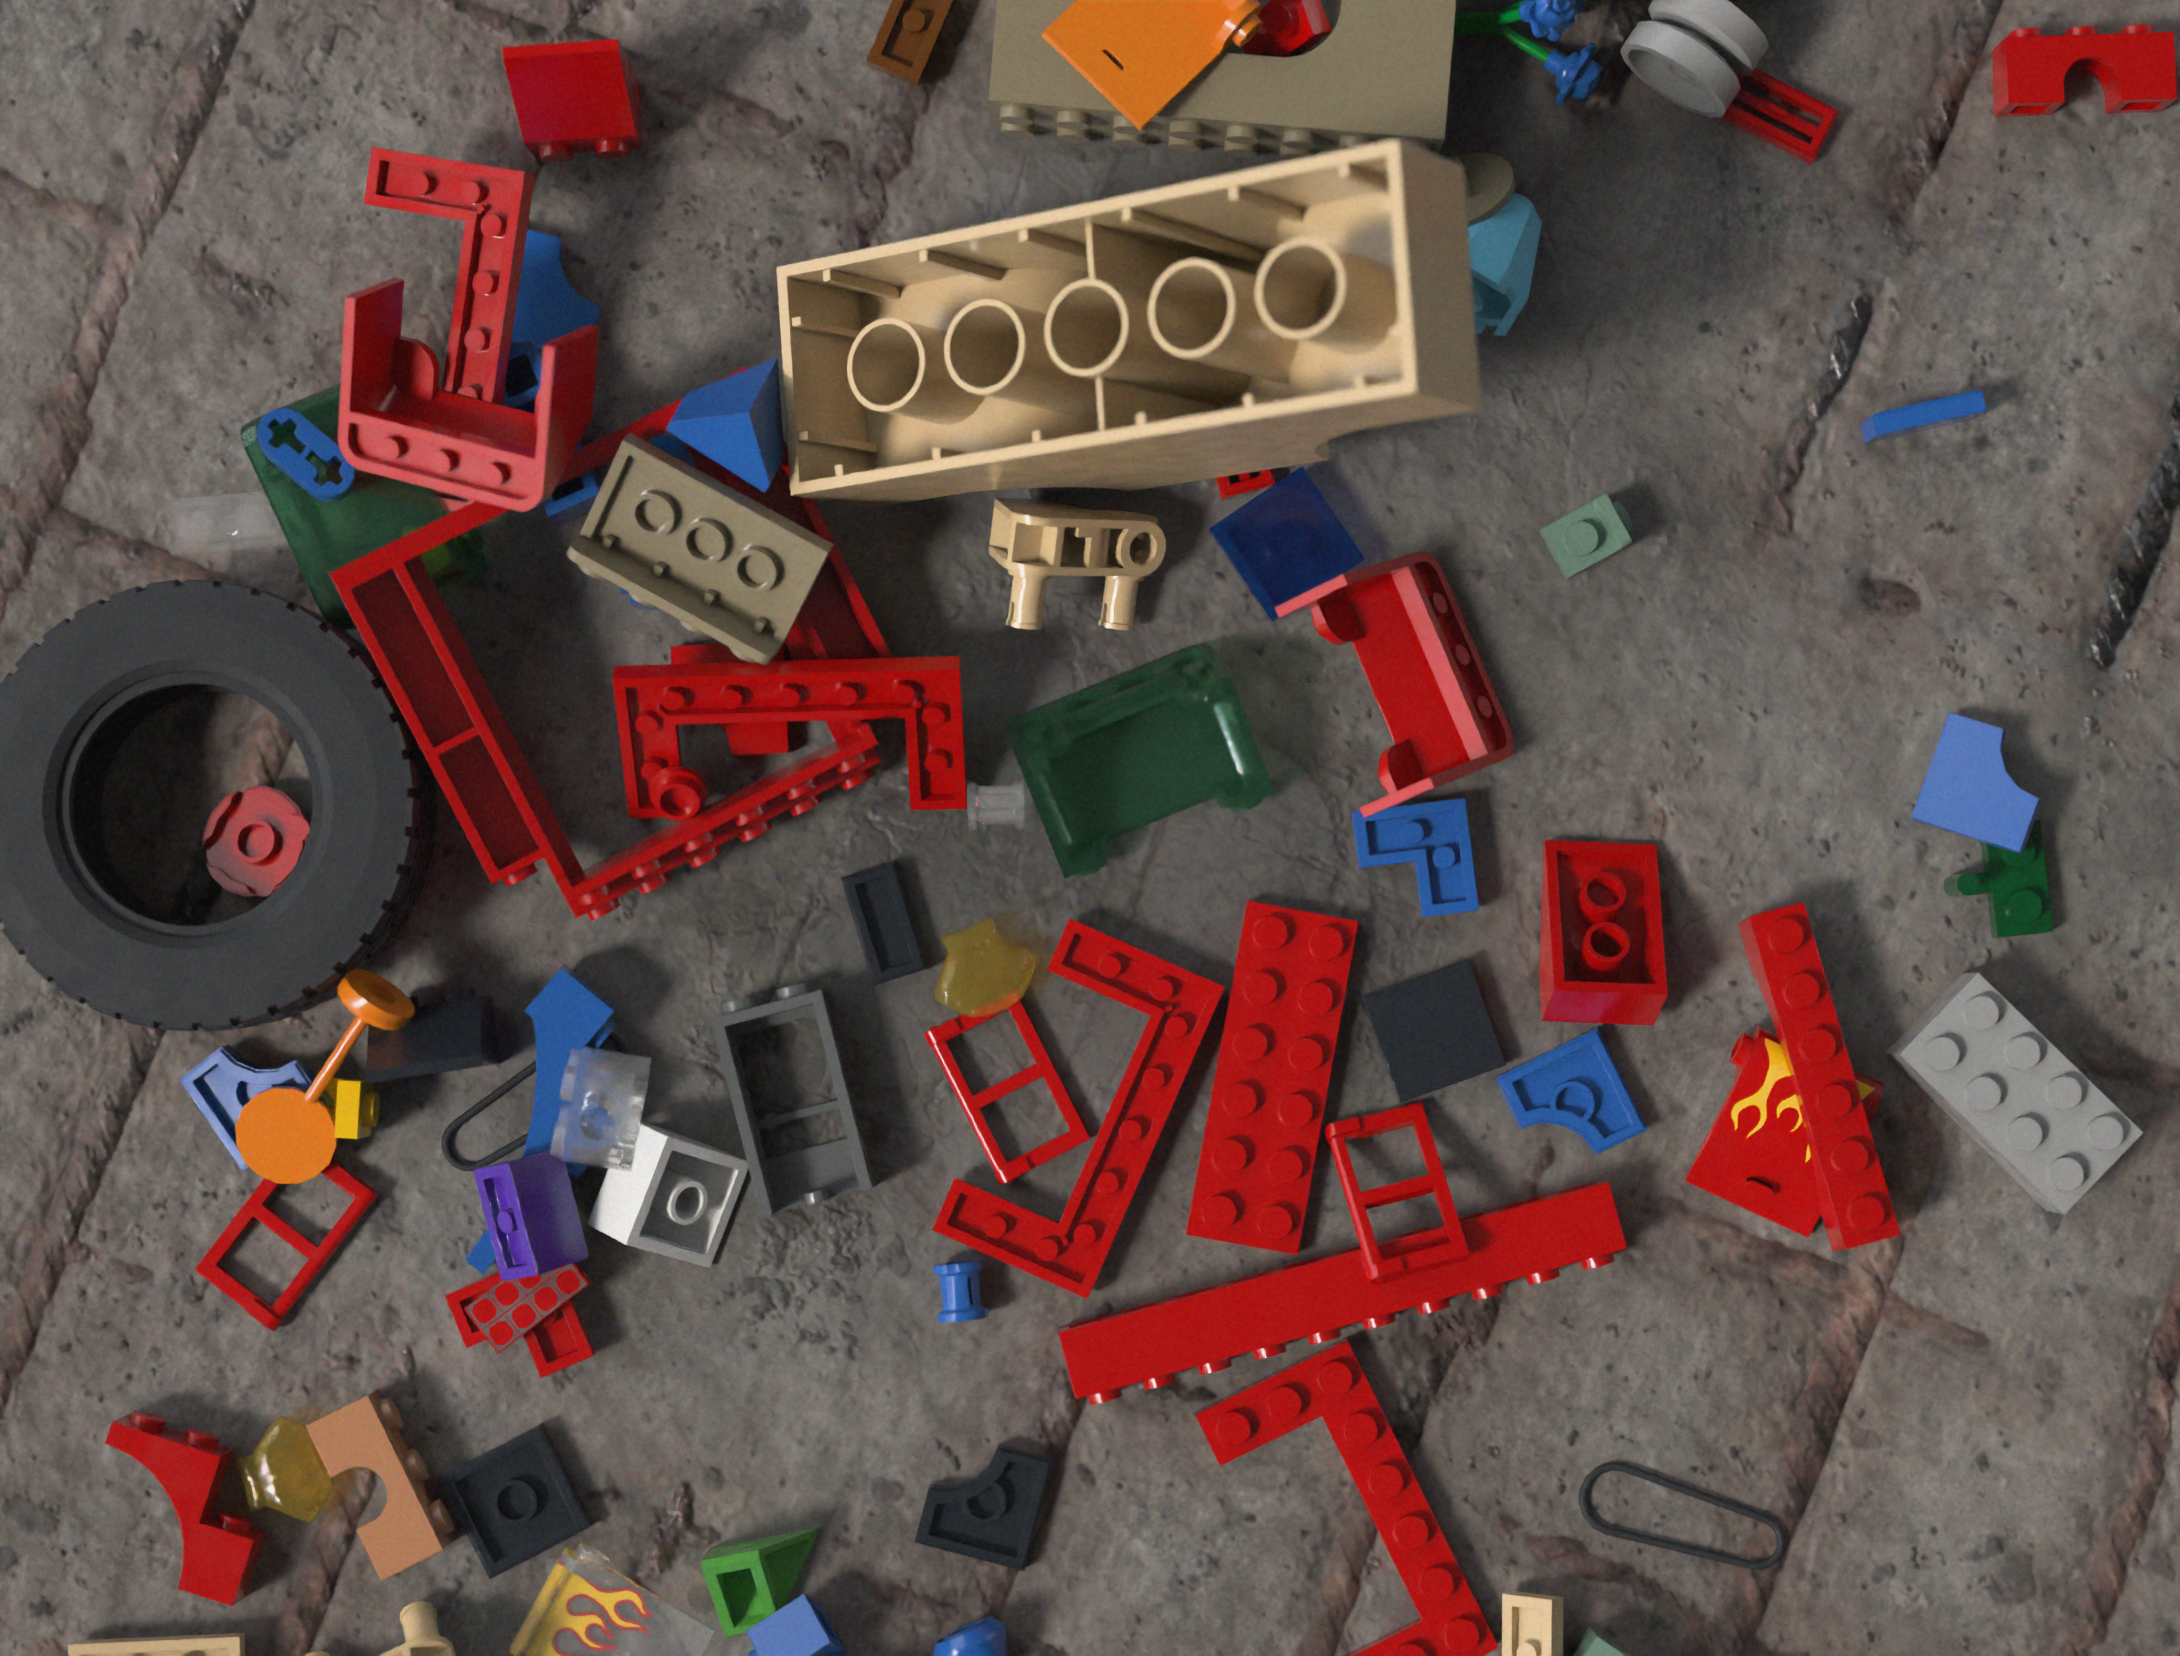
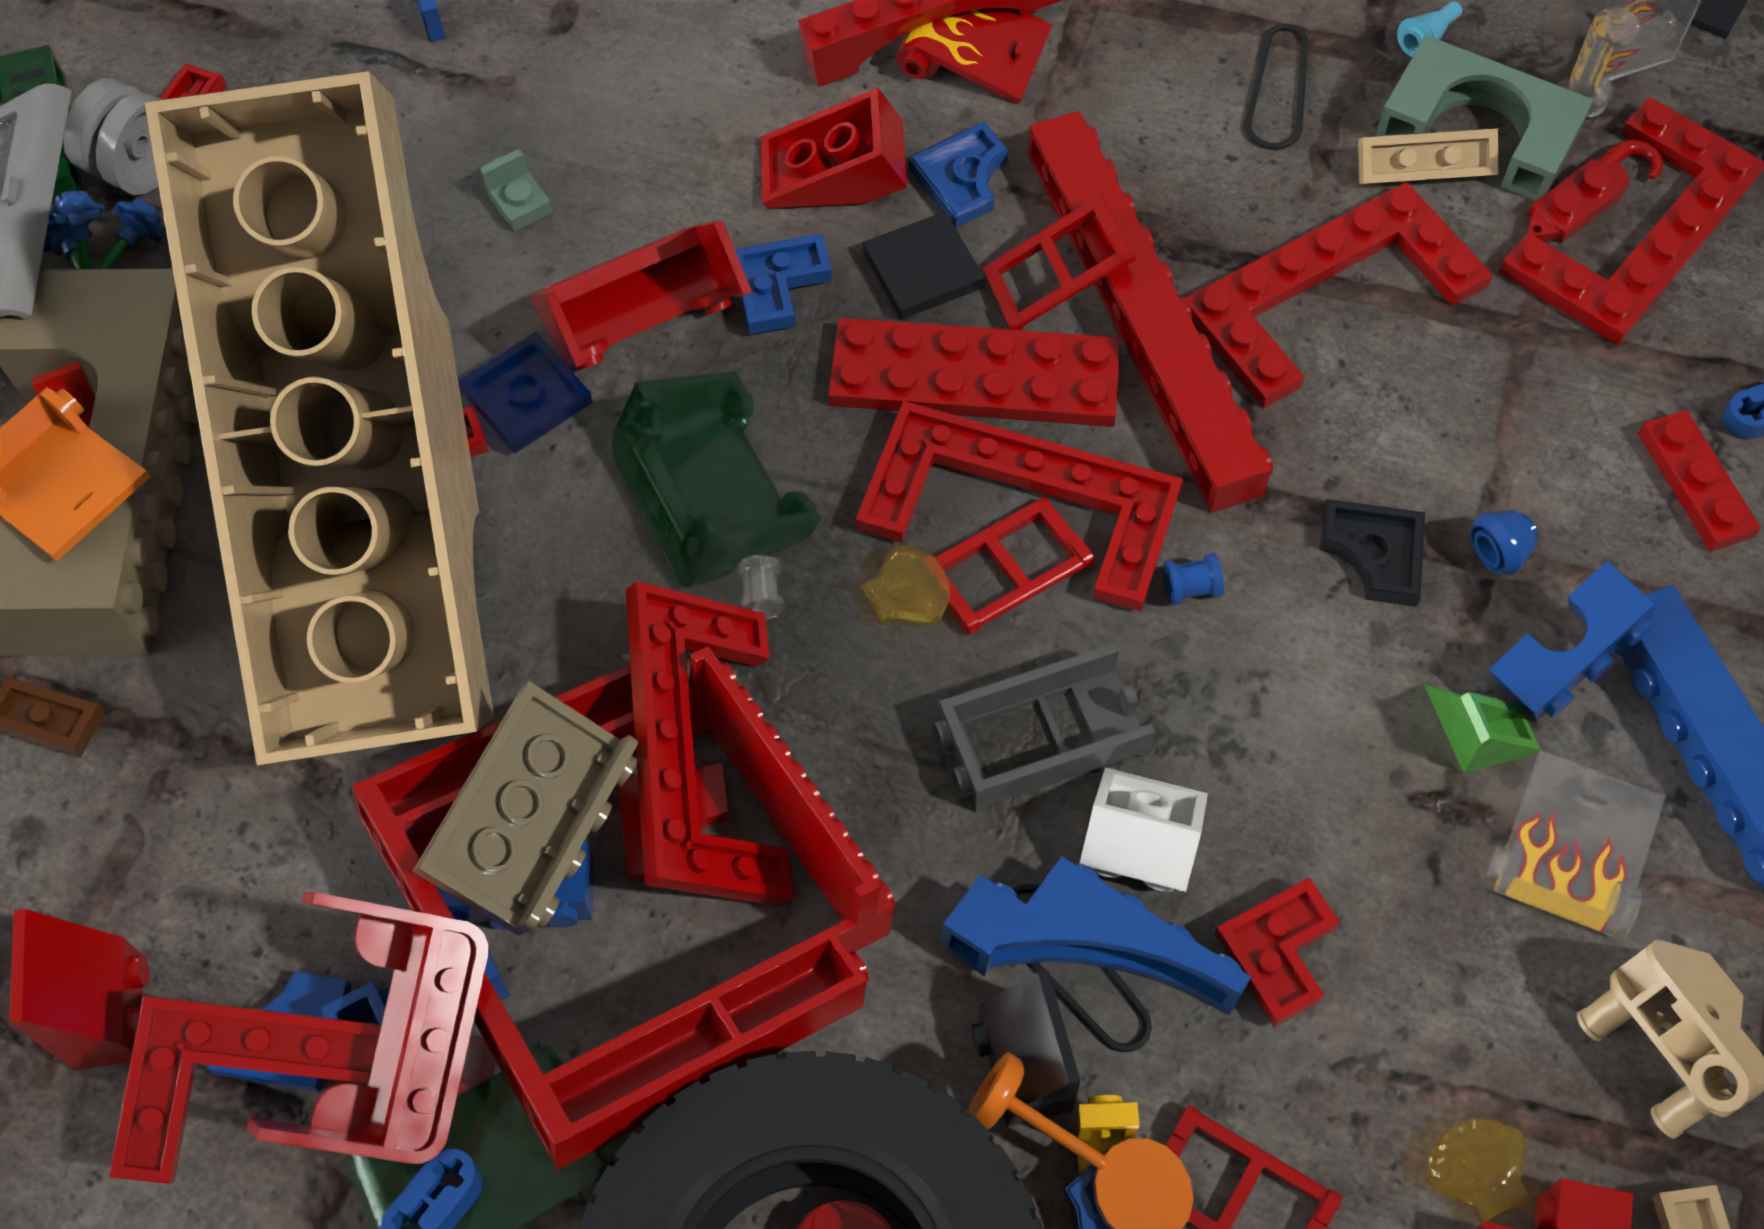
camera: 90 degrees left, 25 degrees down
(369, 1437) = (1509, 1037): nougat arch -> none
(516, 1501) = (1460, 945): black tile -> none
(520, 1304) = (1264, 936): red tile -> none
(531, 1215) = (1188, 929): dark purple panel -> none
(596, 1134) = (1075, 852): clear brick -> none
(678, 792) = (766, 838): red plate -> none
(737, 423) = (403, 777): blue slope -> none
(884, 923) = (873, 674): black tile -> none
(1052, 539) = (527, 540): tan piece -> none

